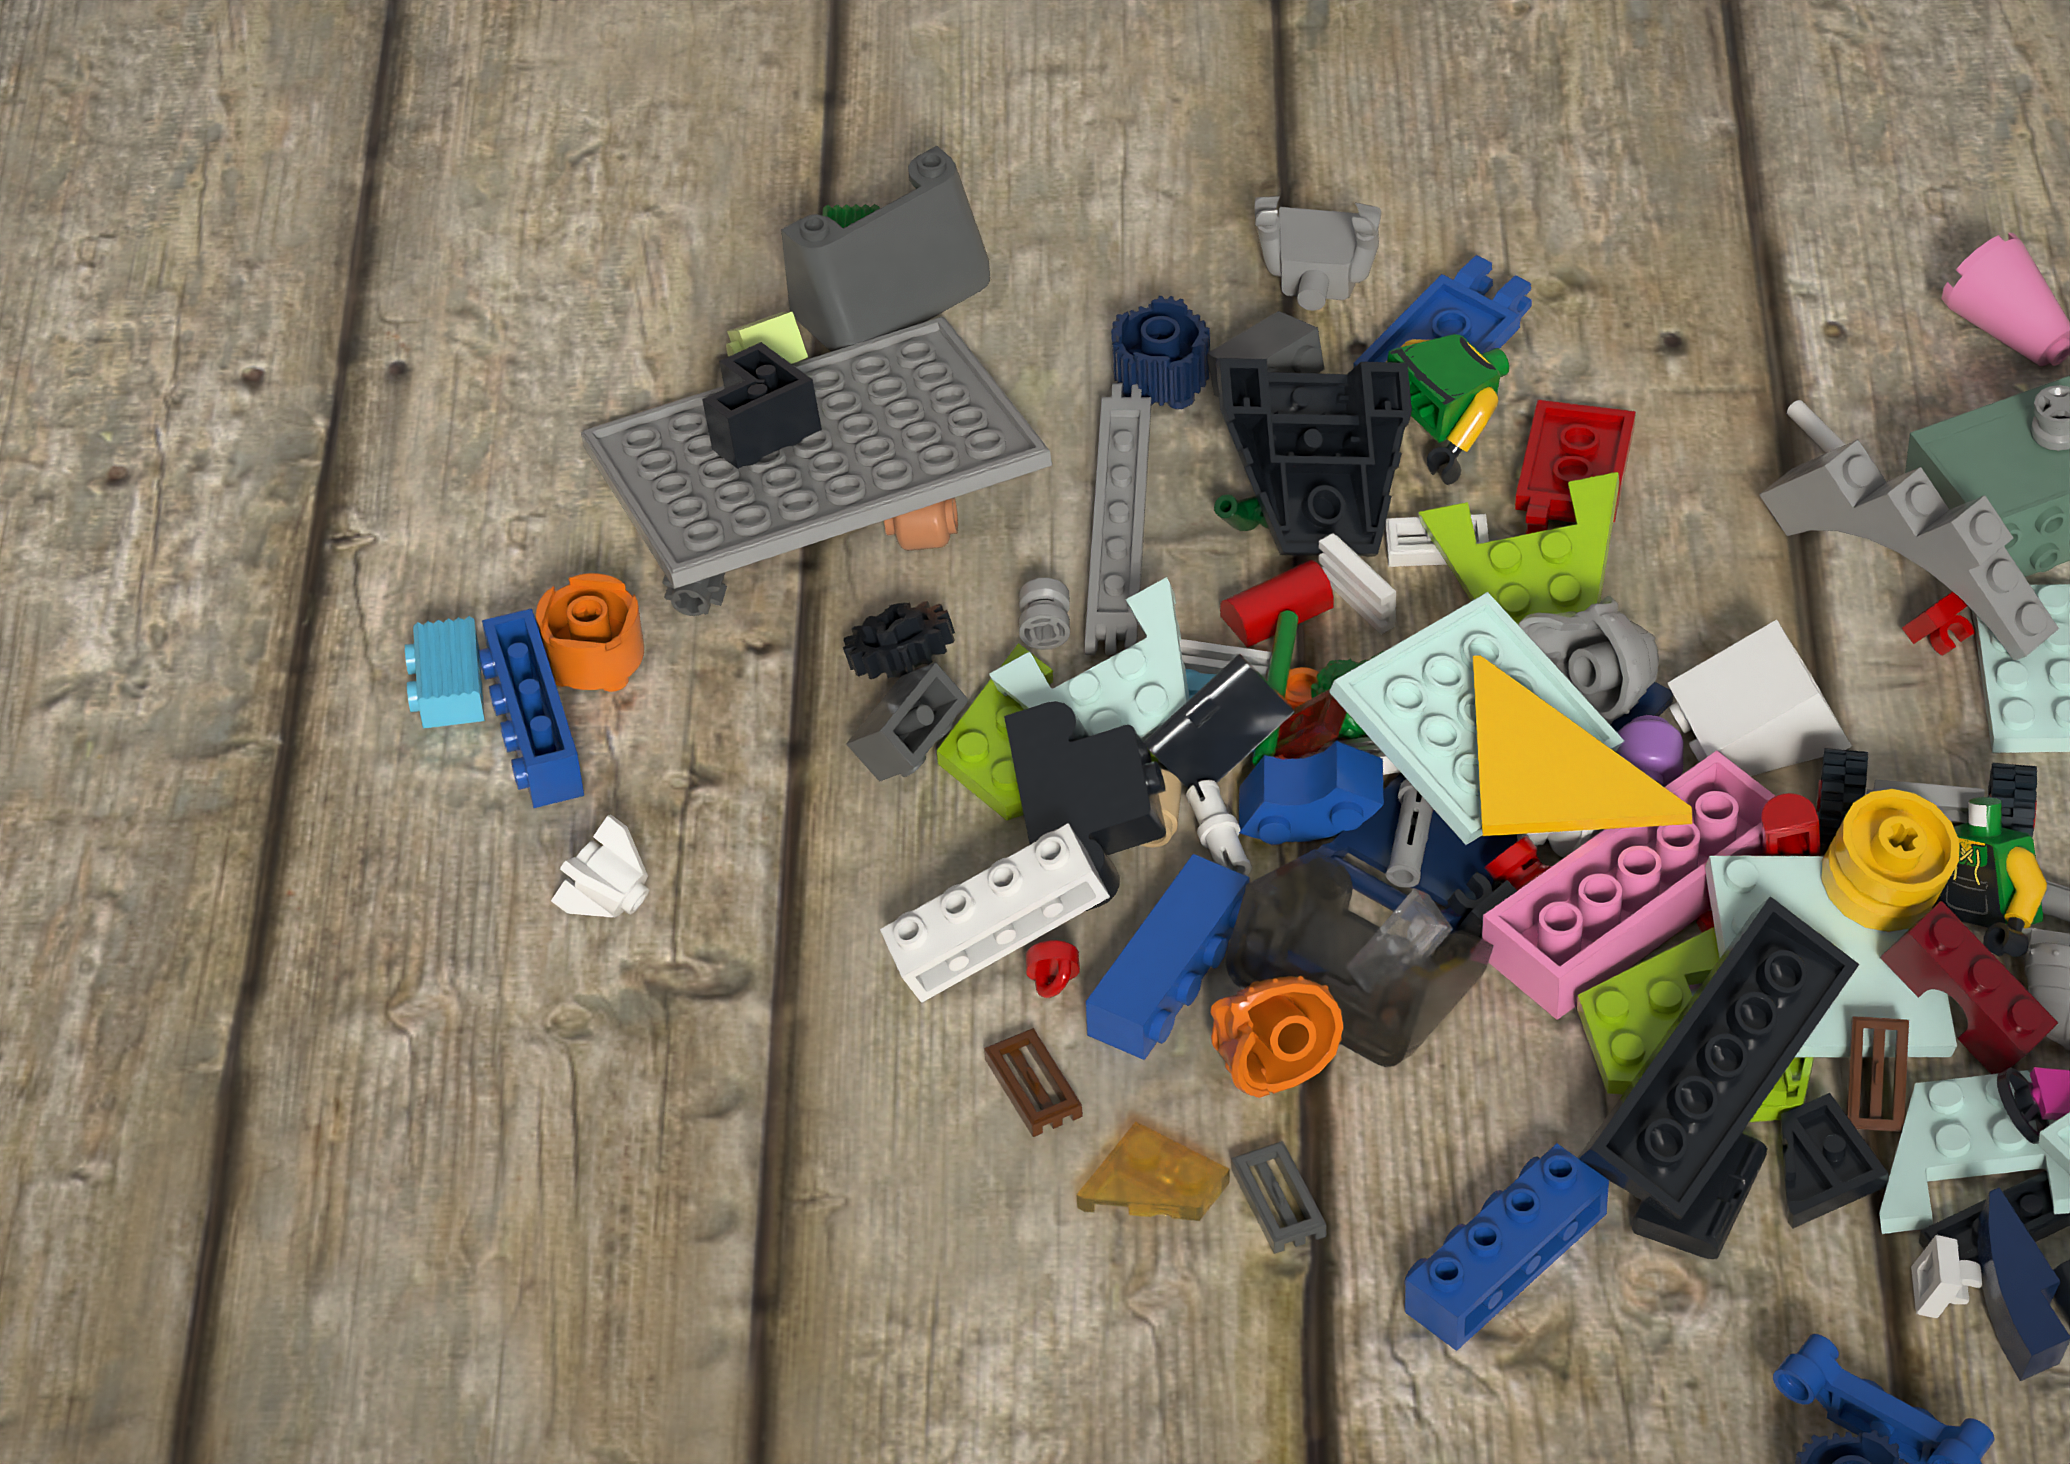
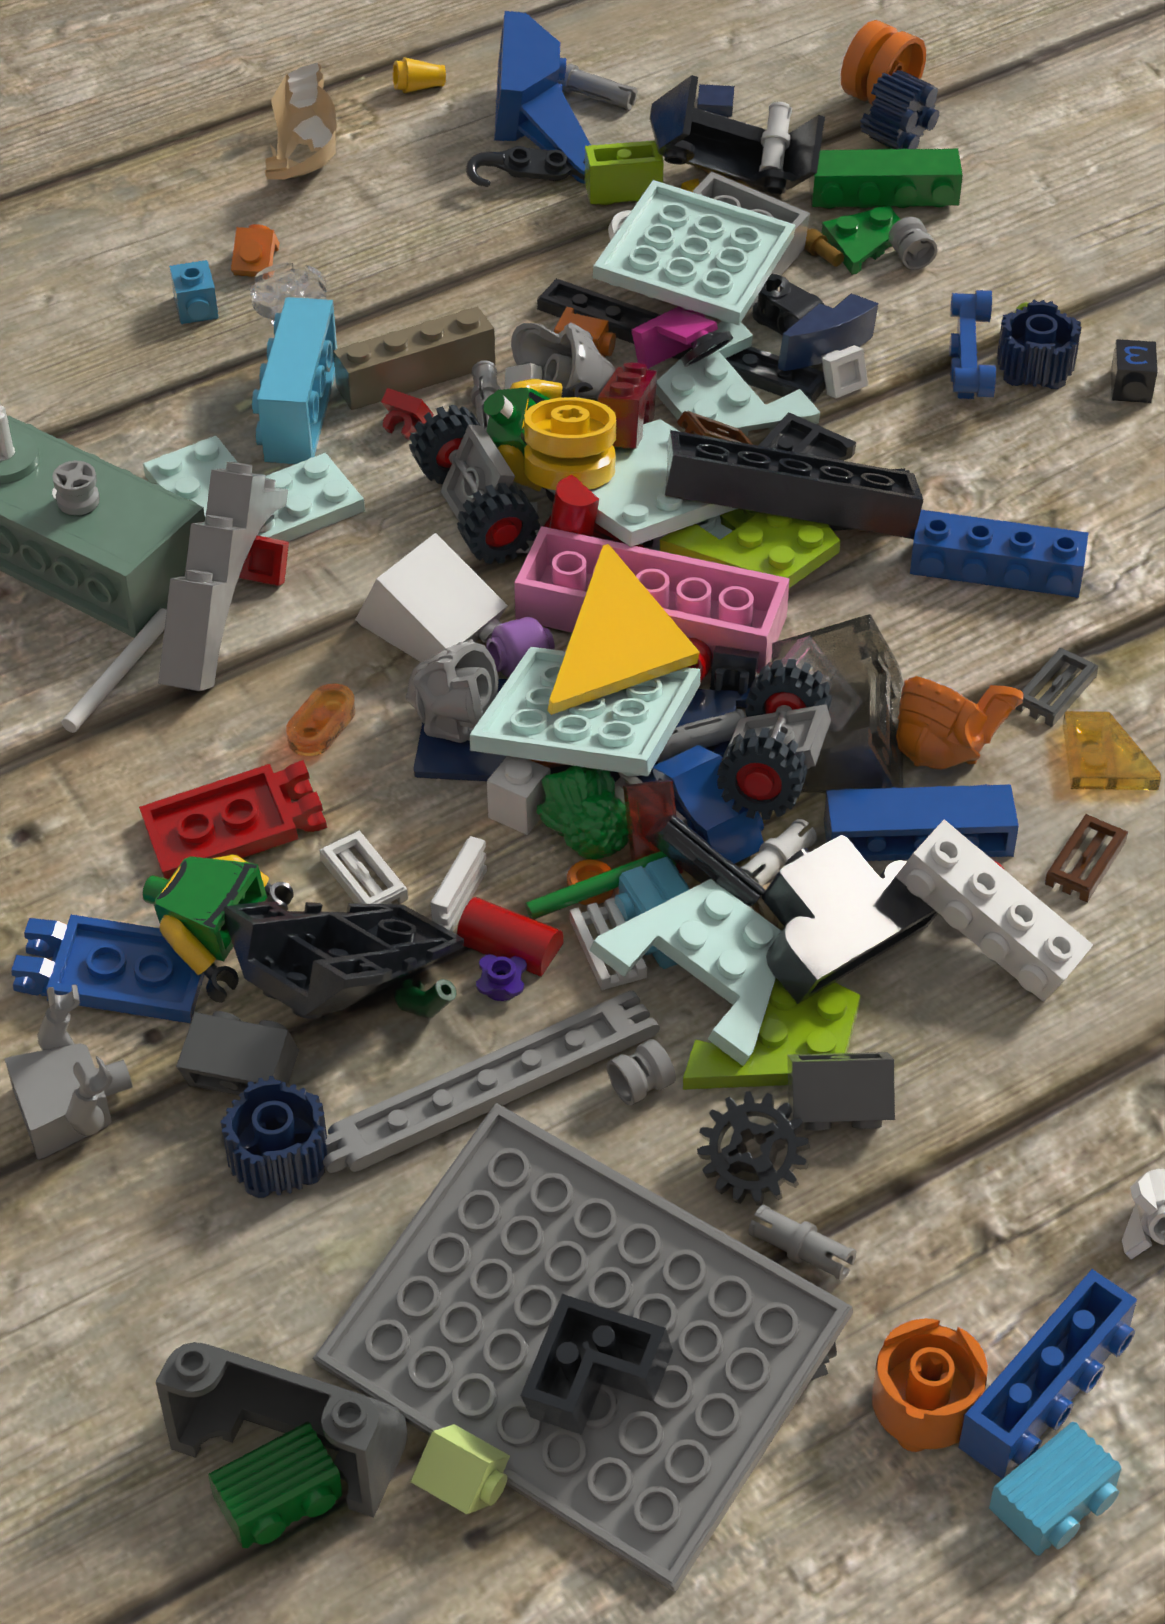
camera: 125 degrees left, 0 degrees up
(791, 640) = (802, 1242): none -> light grey pin
(1232, 576) = (501, 977): none -> dark purple plate
(1320, 835) = (776, 740): none -> black plate
(1533, 571) = (375, 773): lime wing -> none
(1669, 583) = (315, 723): none -> clear orange plate

